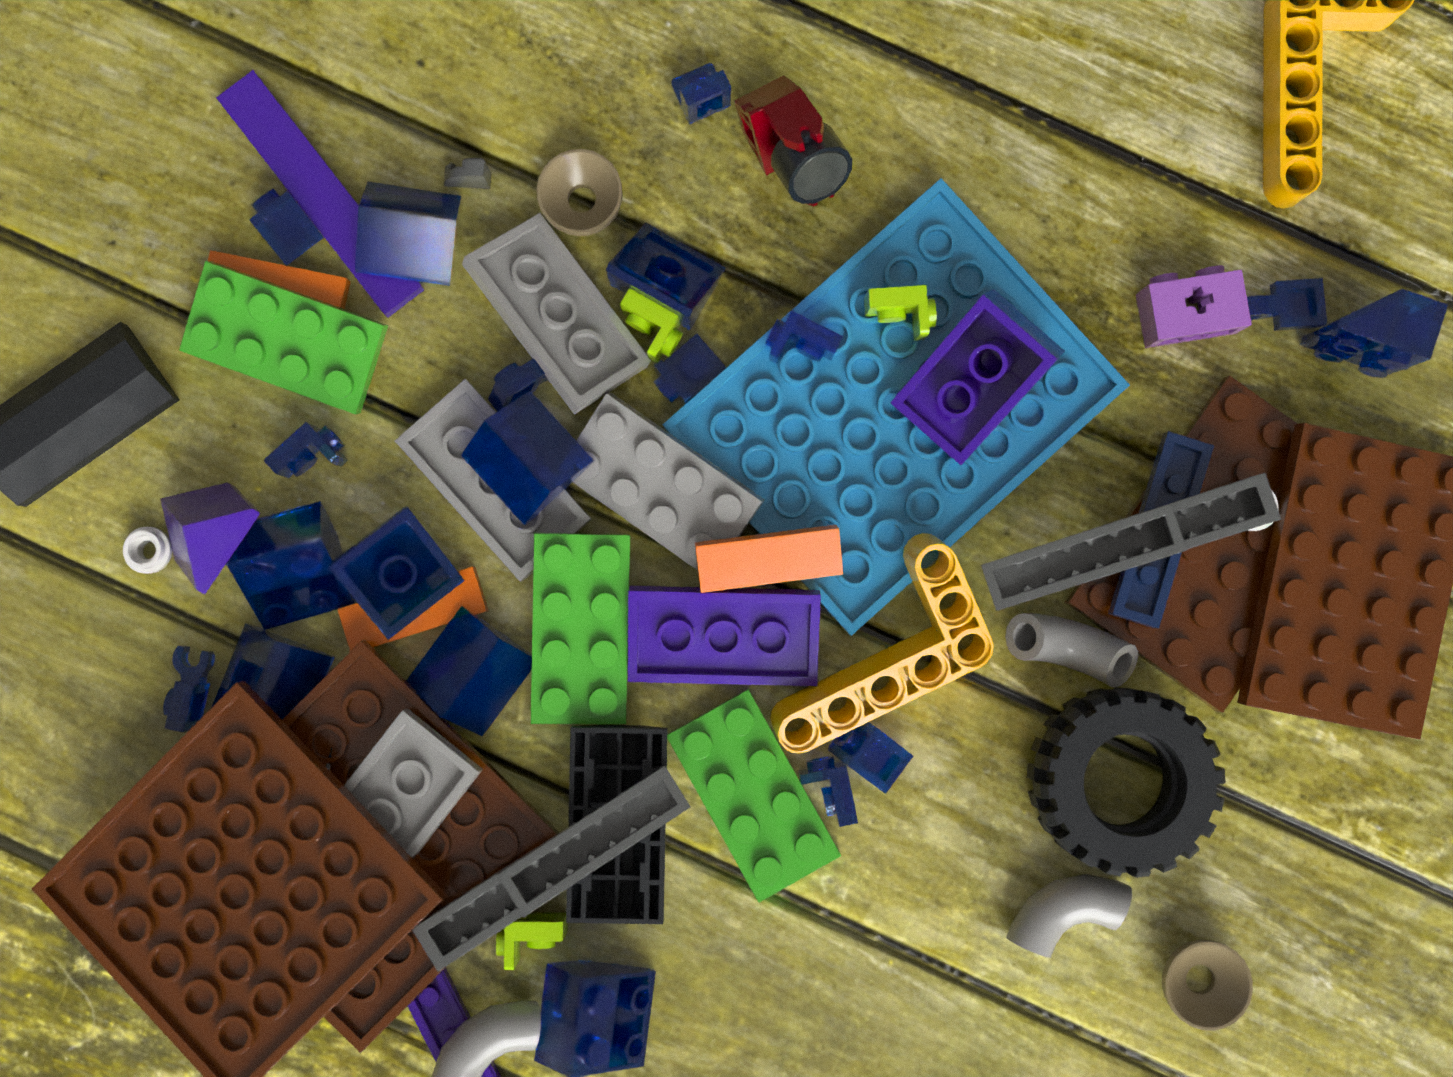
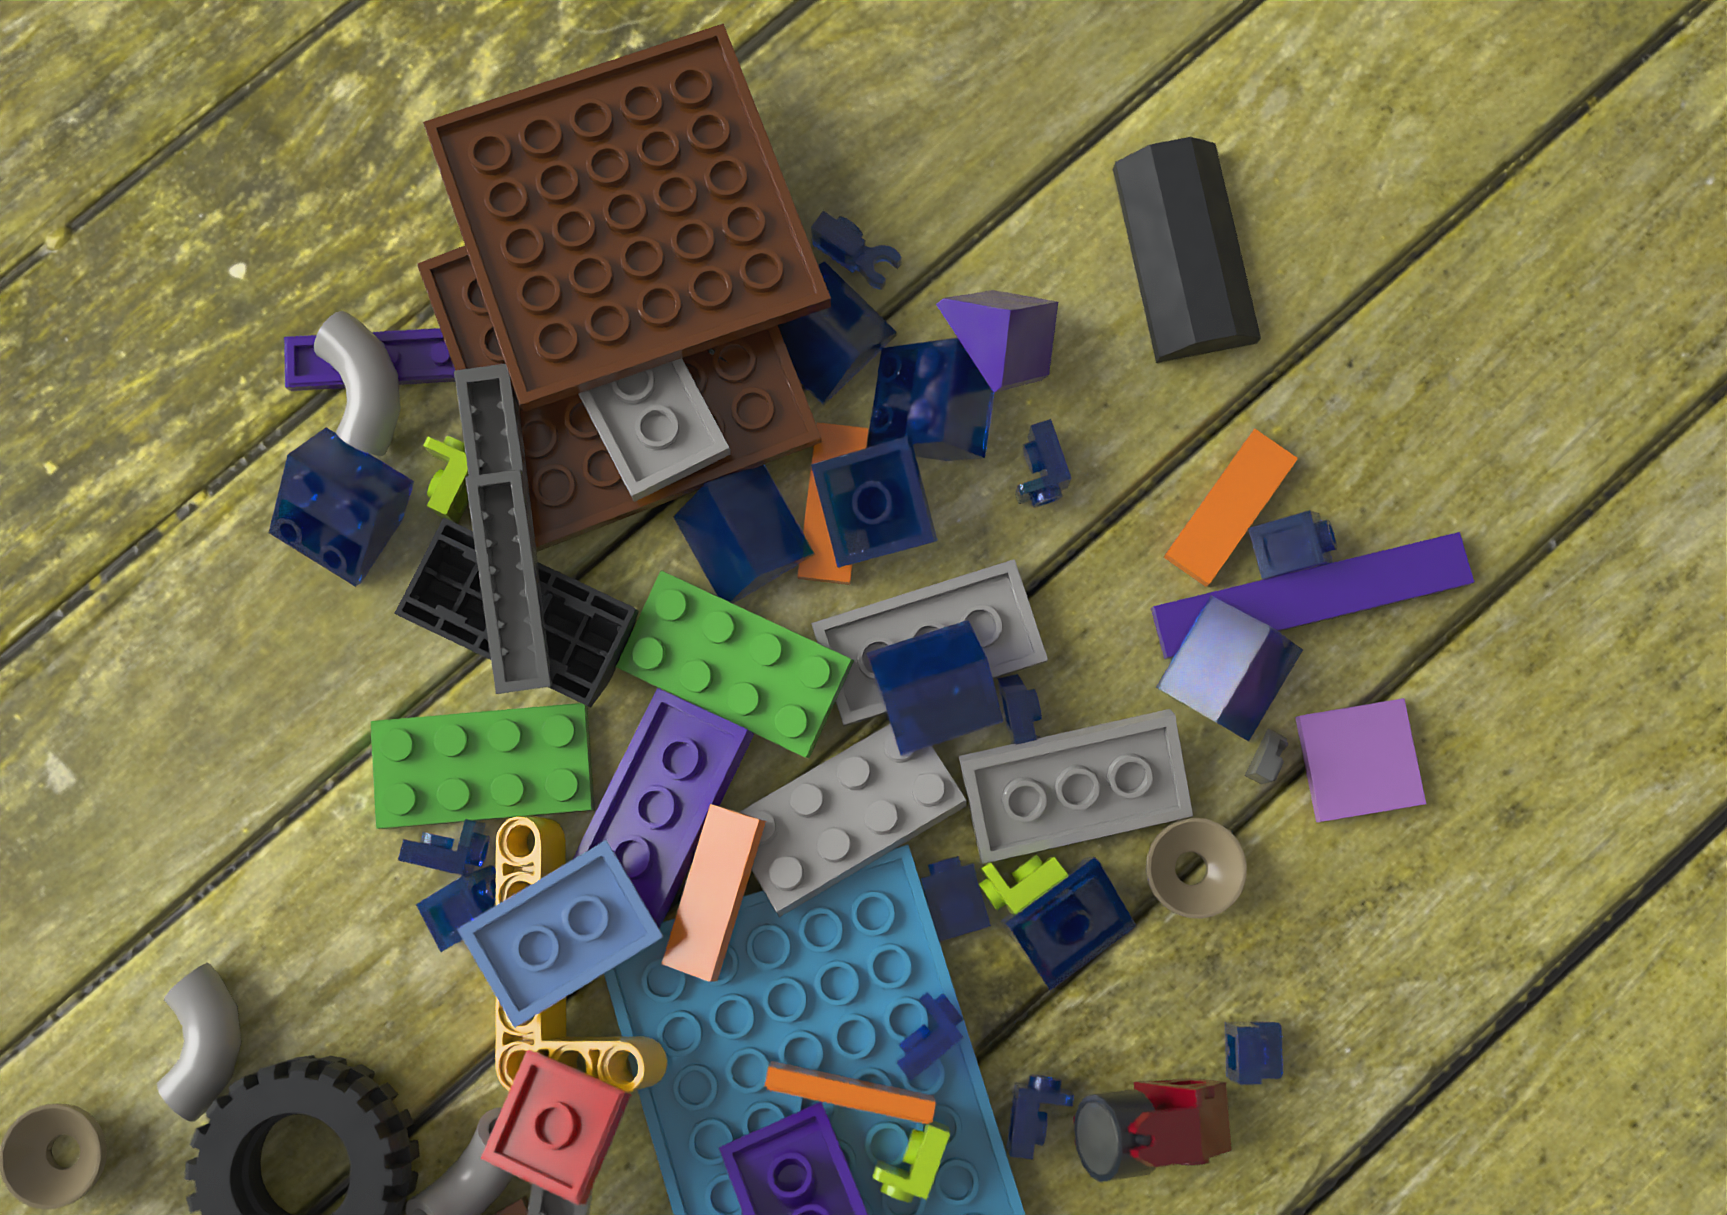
camera: 120 degrees right, 5 degrees down
(134, 547) = (1014, 253): white plate -> none
(283, 337) = (1173, 493): bright green plate -> none
(437, 102) = (1360, 760): none -> medium lavender tile
(832, 242) = (1027, 1123): none -> clear blue bracket
(855, 661) = (560, 933): none -> medium blue plate
(873, 381) = (850, 1092): none -> orange tile
(1003, 594) = (556, 1127): none -> tile

